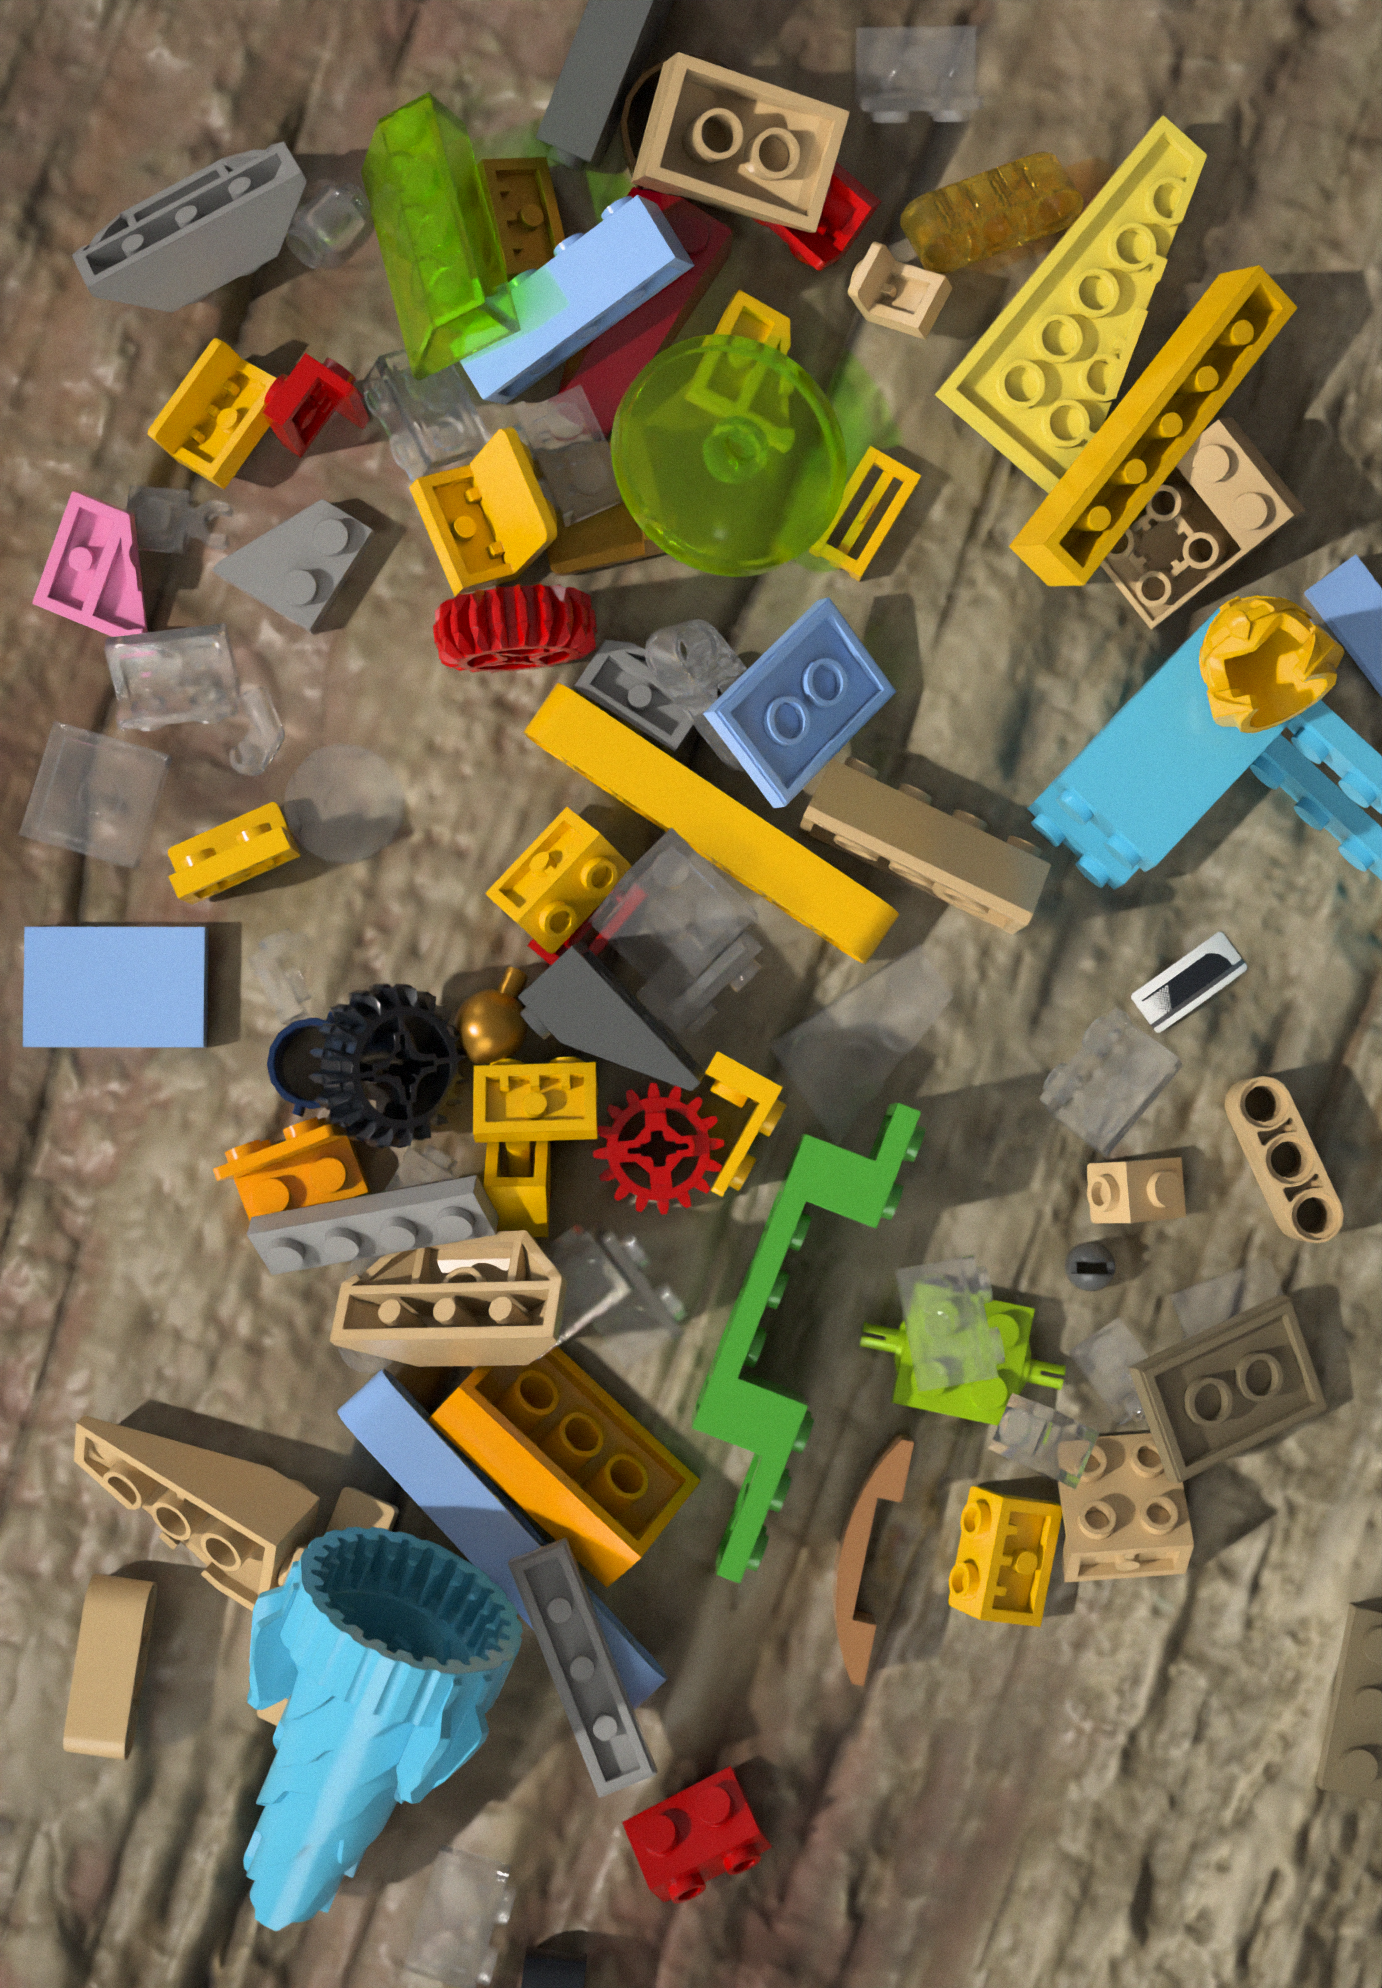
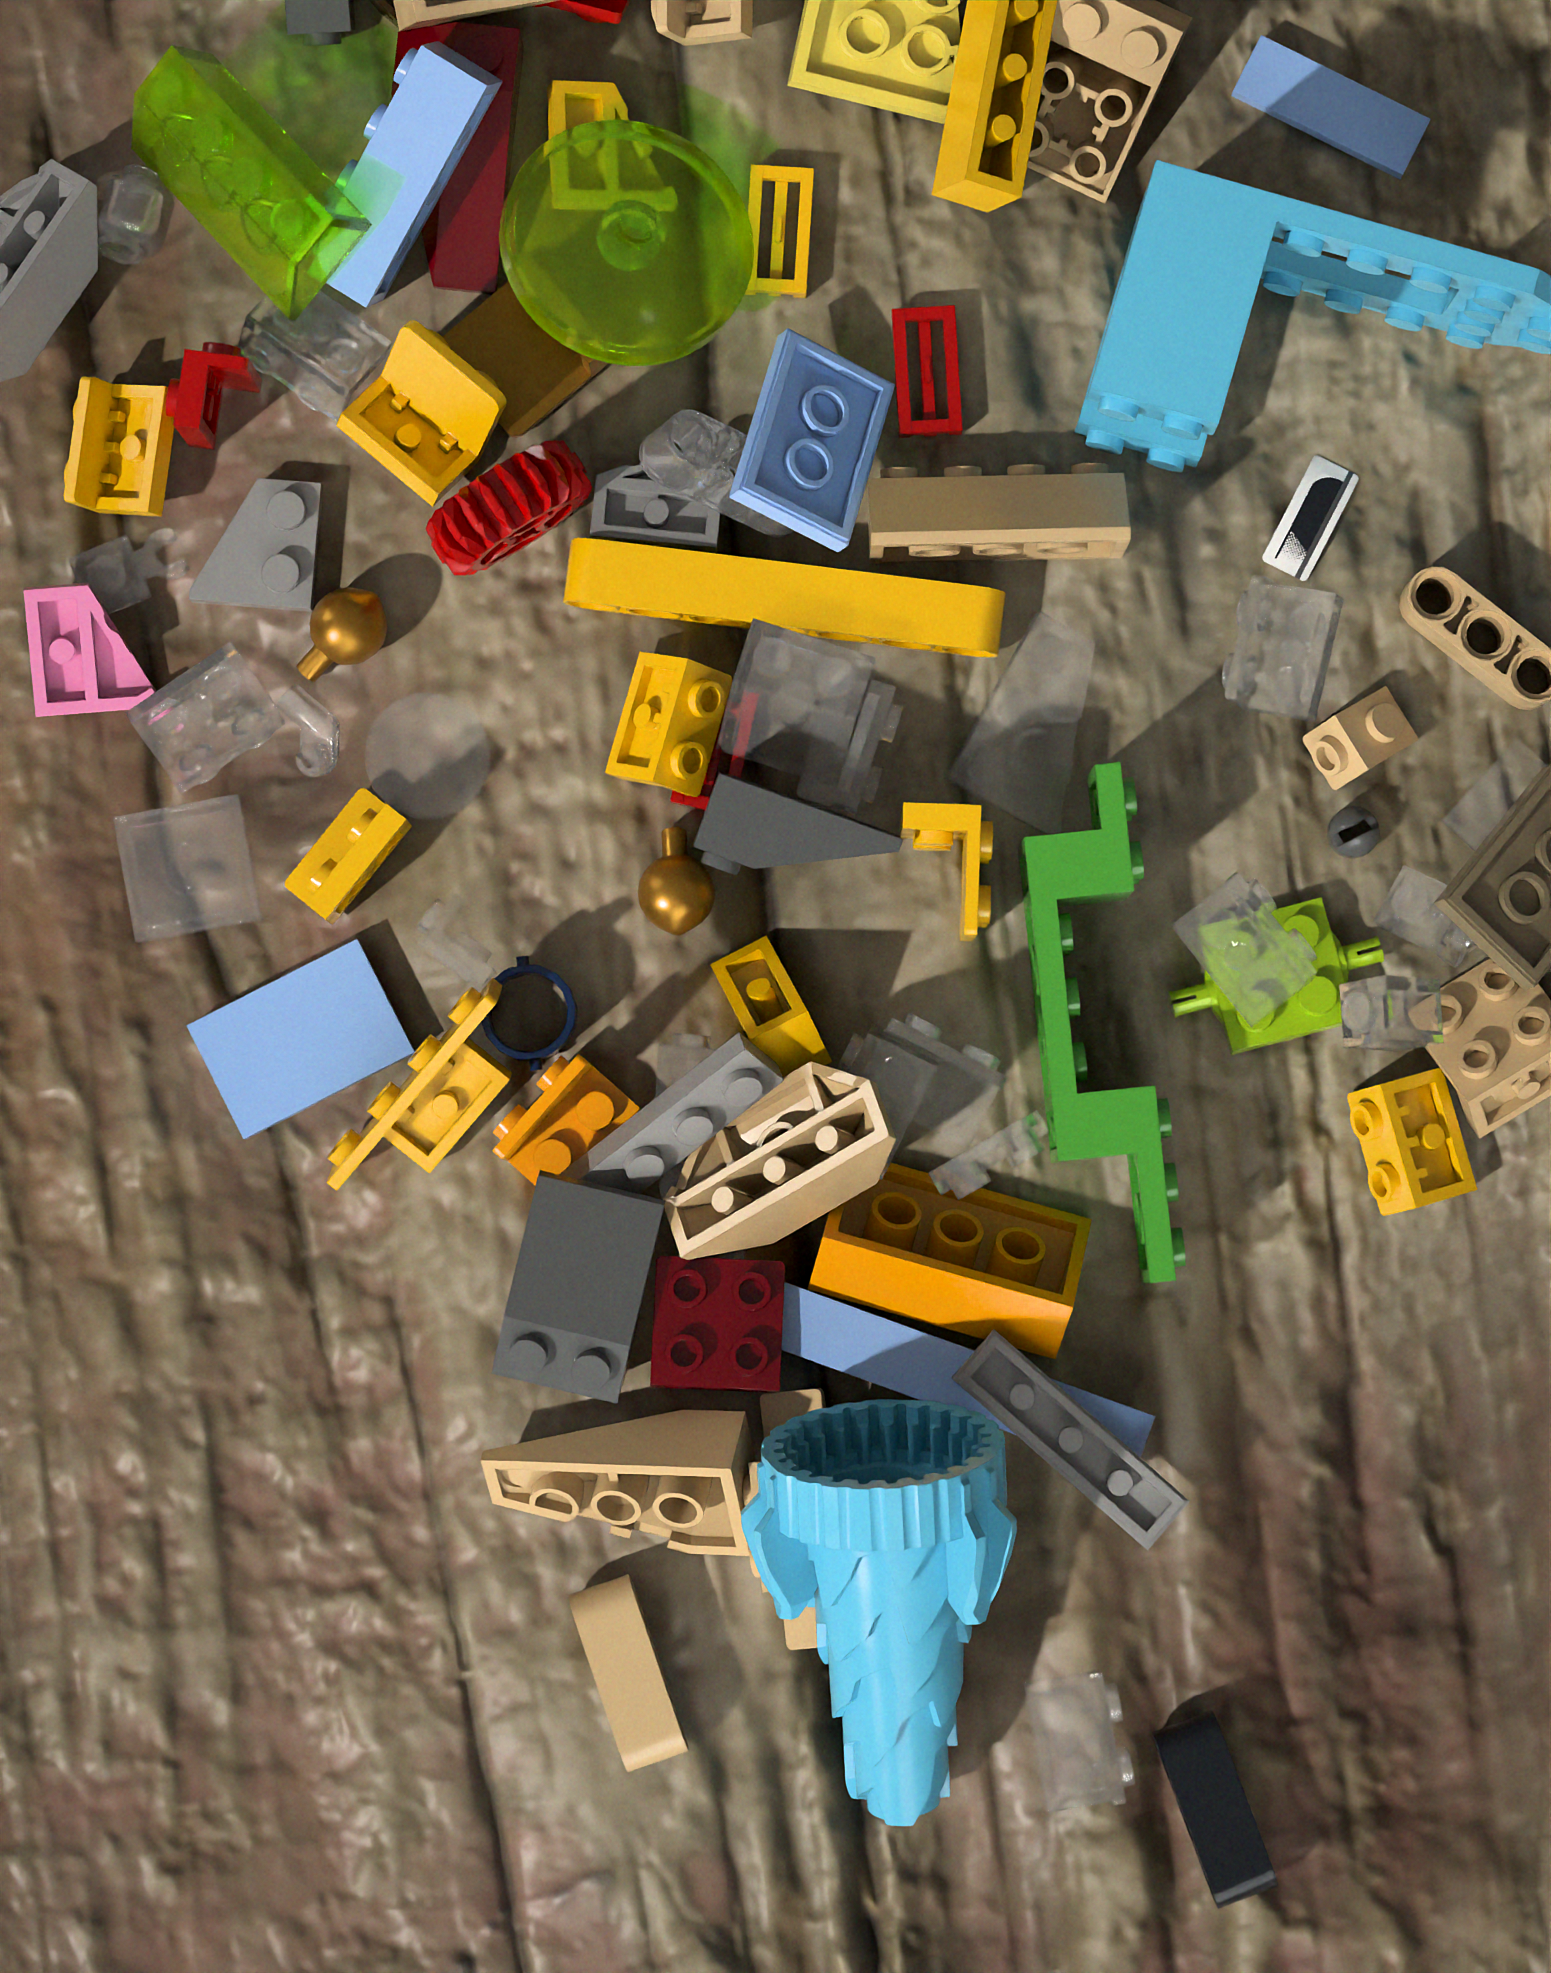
camera: 25 degrees left, 0 degrees up
(199, 1099) = (438, 1100): none -> yellow bracket
(232, 1320) = (578, 1287): none -> dark grey slope
(328, 662) = (346, 630): none -> pearl gold piece
(334, 1412) = (717, 1324): none -> dark red bracket
(366, 1039) = (571, 955): black gear -> none
(522, 211) = (311, 111): pearl gold bracket -> none
(535, 1101) = (755, 939): yellow bracket -> none
(569, 454) = (474, 316): clear bracket -> none
(660, 1176) = (877, 902): red gear -> none
(666, 1383) = (968, 1170): none -> clear plate
(696, 1837) = (1258, 1549): red bracket -> none
(883, 1480) = (1304, 1283): medium nougat slope -> none
(907, 741) = (929, 425): none -> red tile
(1265, 663) = (1222, 192): yellow helmet -> none

